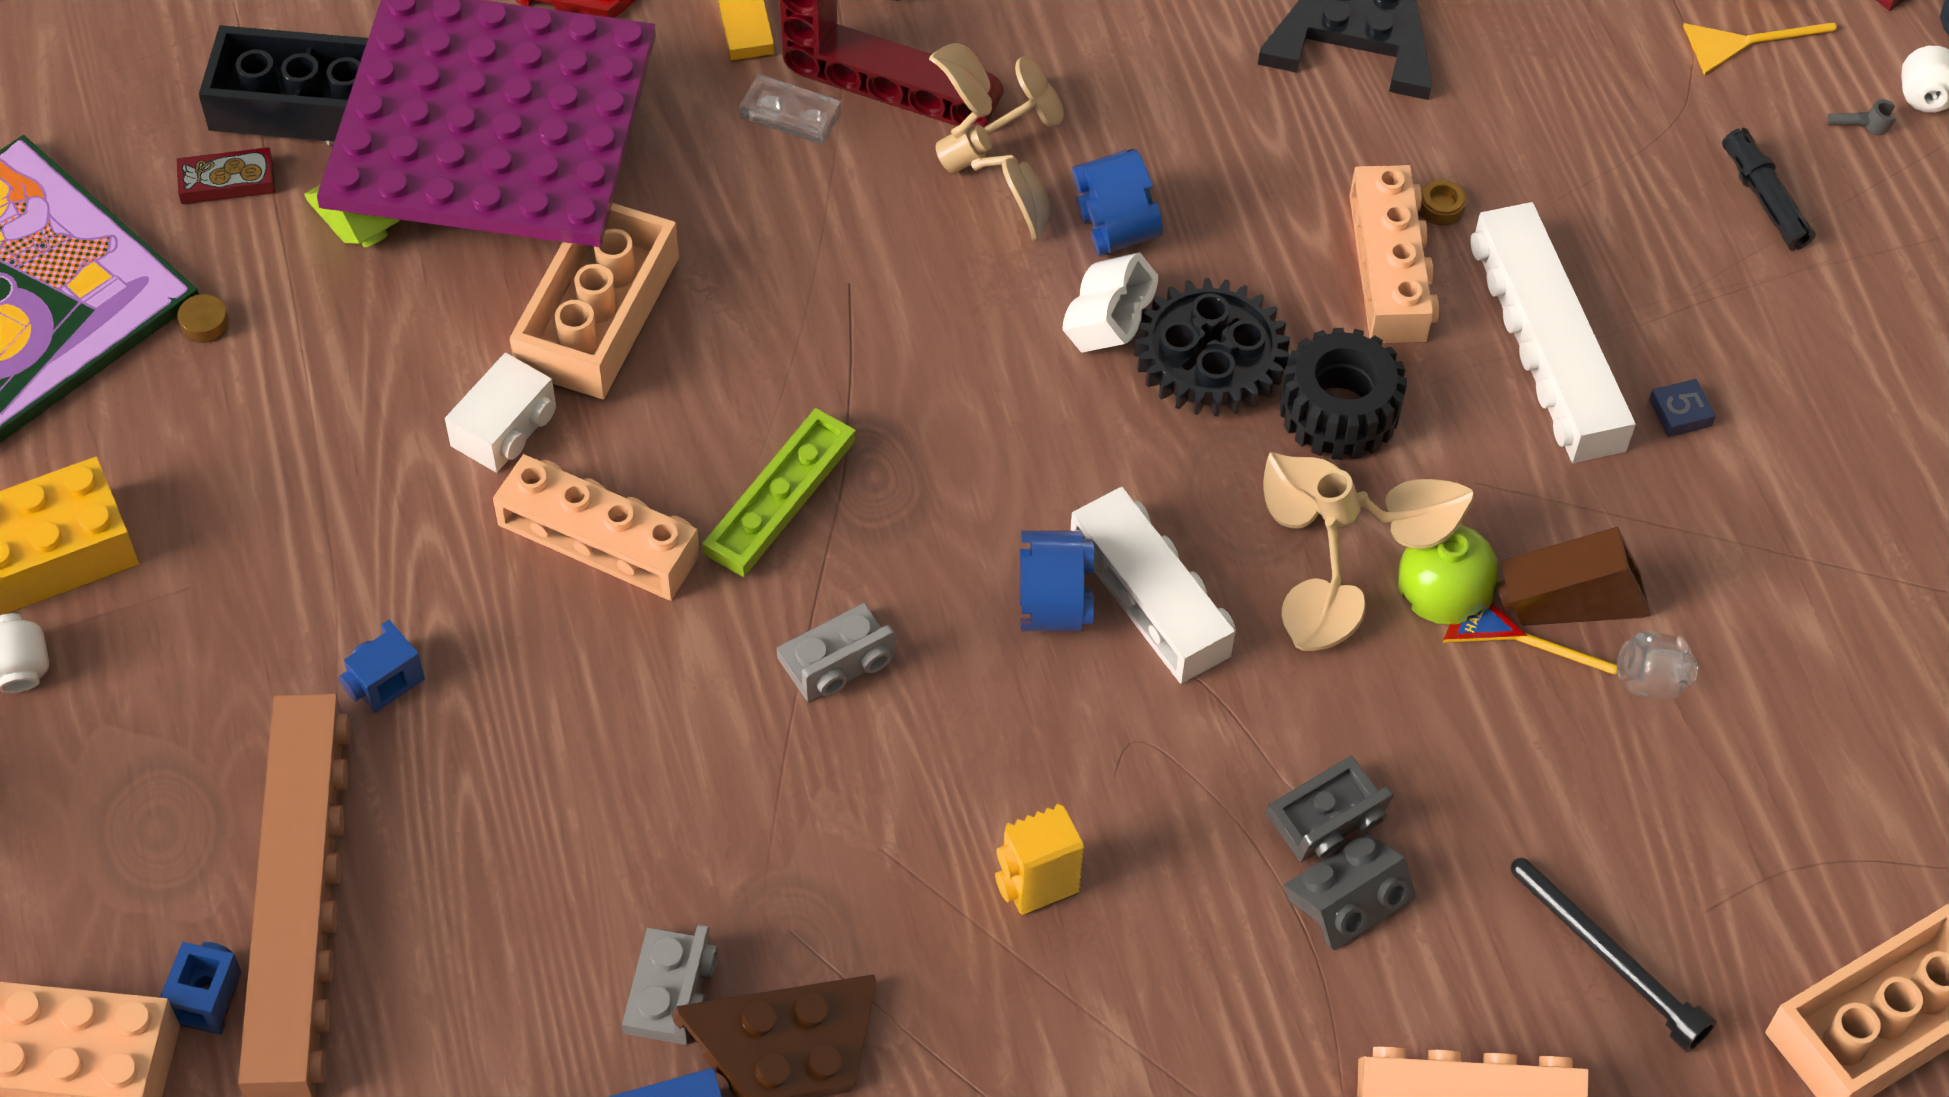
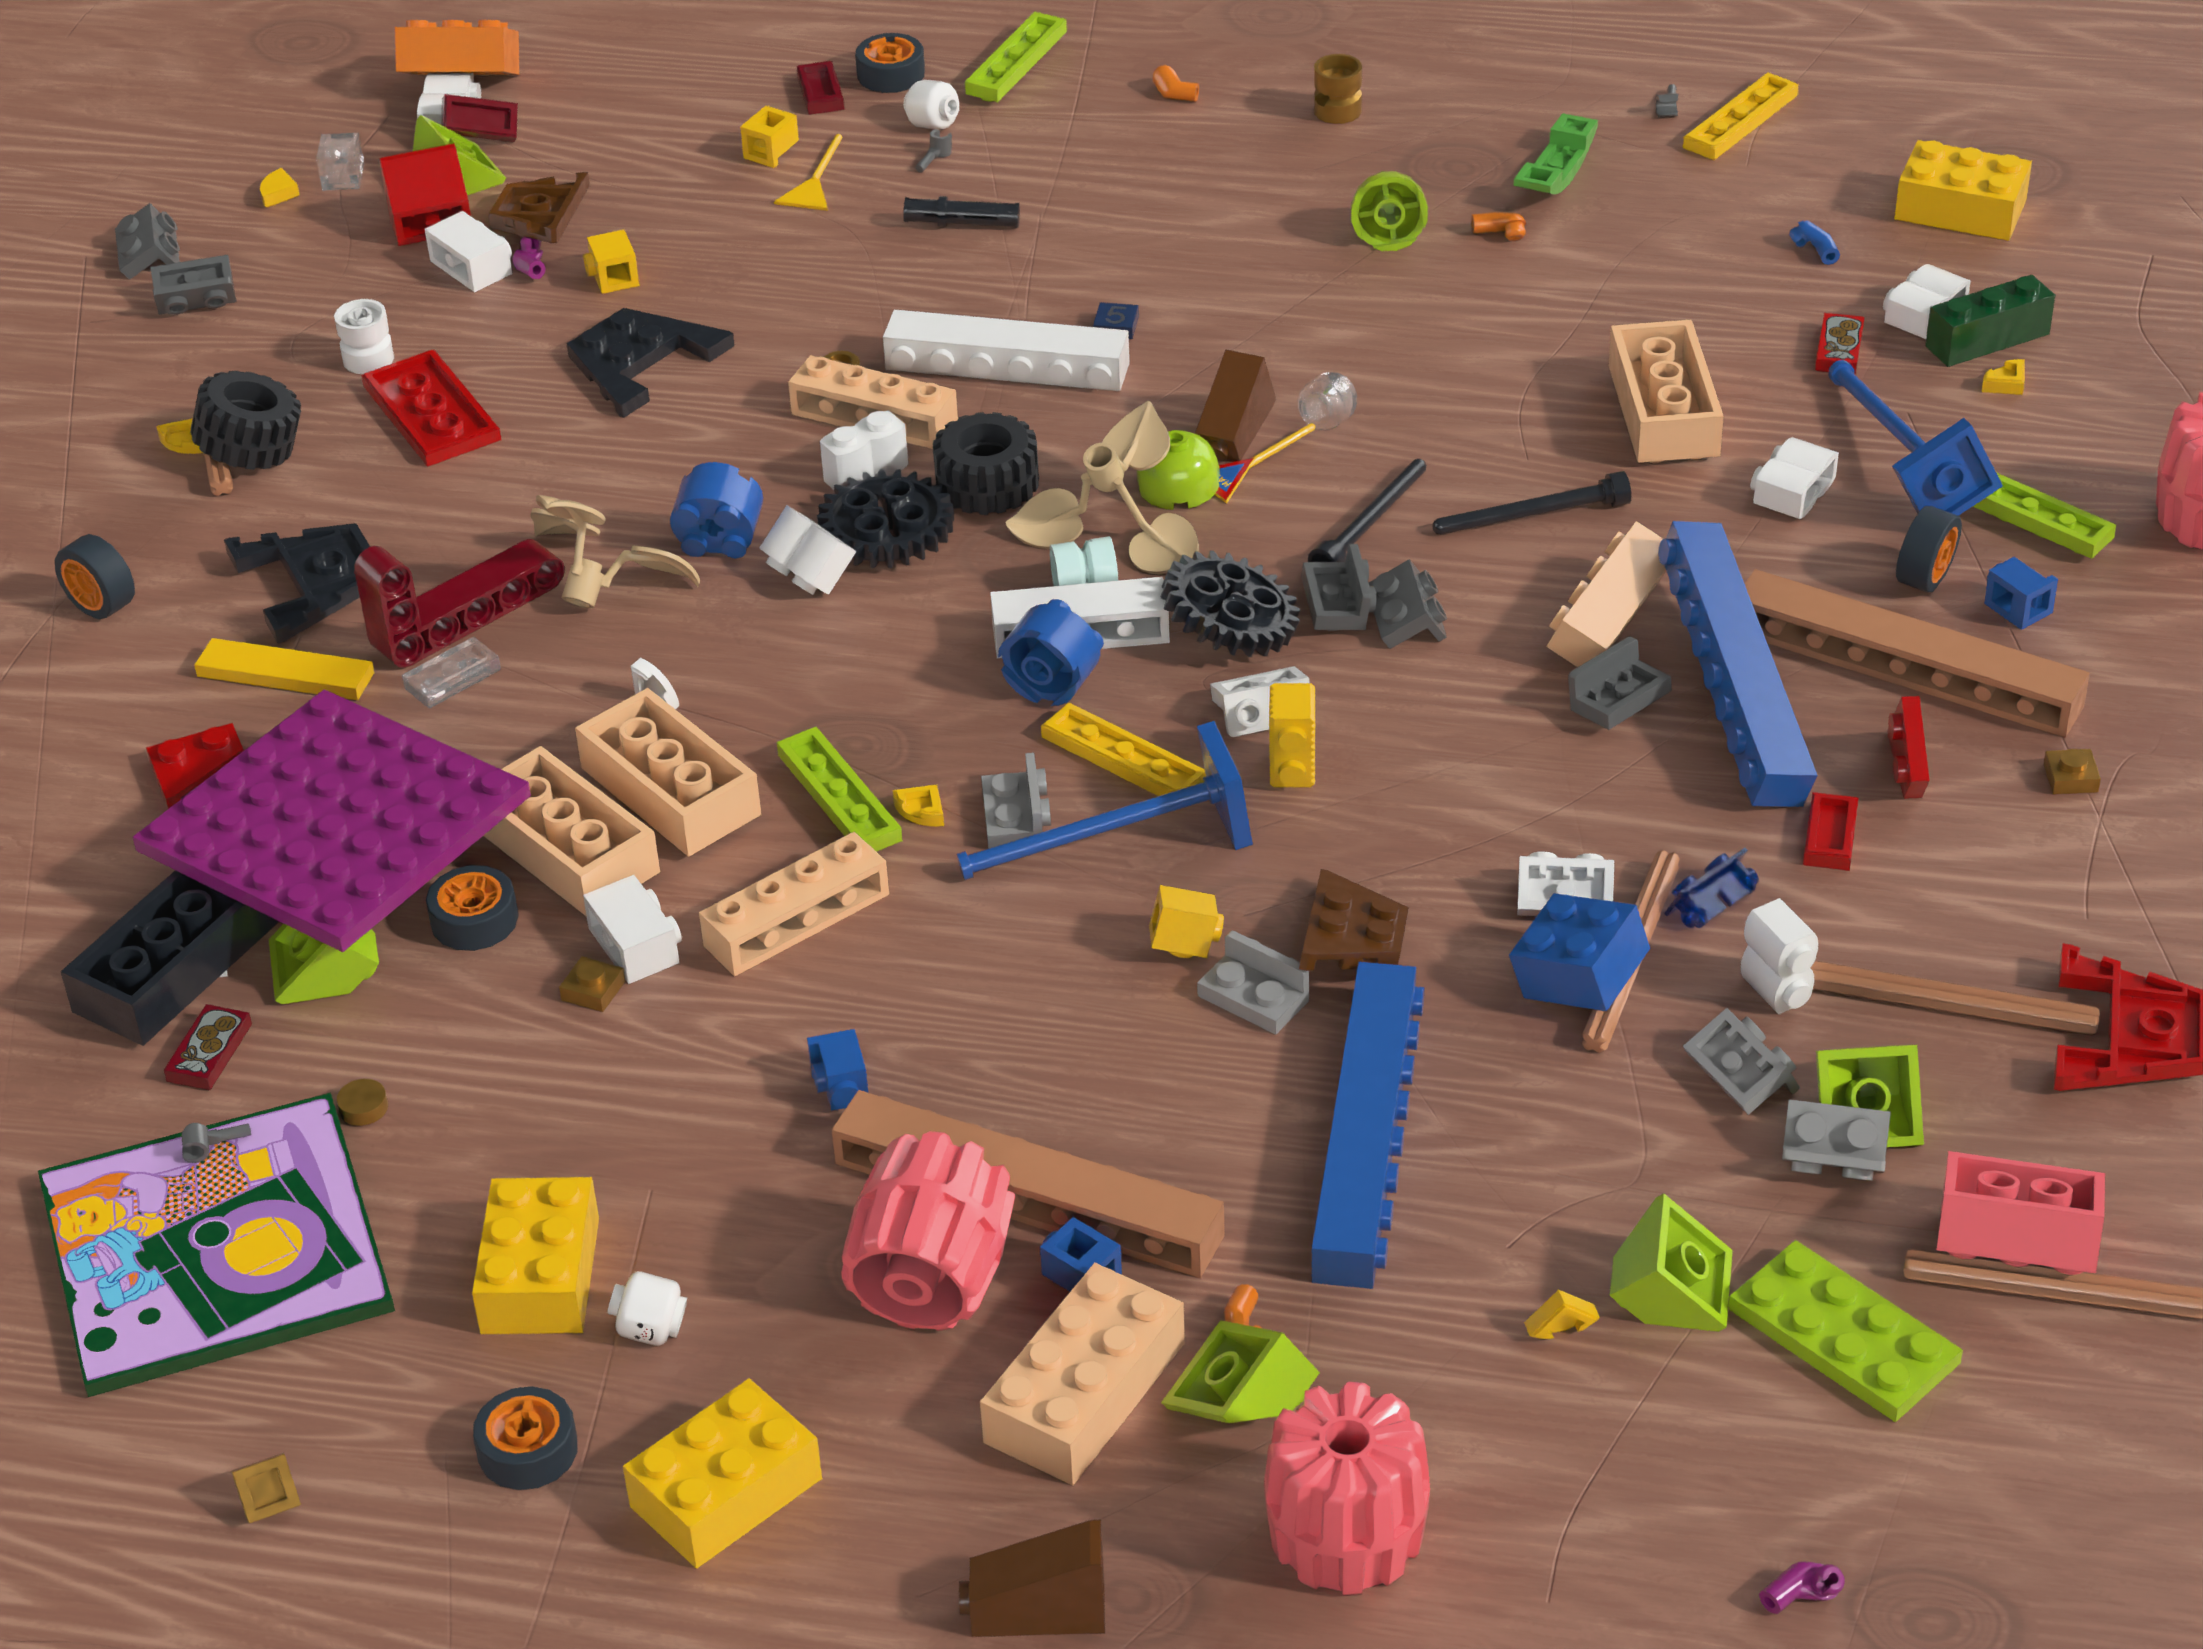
camera: 60 degrees left, 15 degrees down
(85, 222) = (197, 1139): none -> dark grey hand
(142, 835) = (927, 1232): none -> coral wheel
(425, 416) = (592, 984): none -> pearl gold plate
(472, 258) = (472, 907): none -> black wheel
(714, 877) = (1184, 922): none -> yellow brick
(718, 339) = (668, 771): none -> light nougat brick
(805, 571) = (920, 805): none -> yellow tile
(851, 273) = (648, 676): none -> white tile
(920, 827) = (1220, 786): none -> blue tile
(972, 719) = (1120, 751): none -> yellow tile
(1117, 808) = (1247, 699): none -> white bracket
(1220, 549) = (1089, 564): none -> light aqua wheel
(1229, 756) = (1230, 603): none -> black gear
(1299, 281) = (867, 447): none -> white brick
(1400, 778) = (1336, 549): none -> black piece

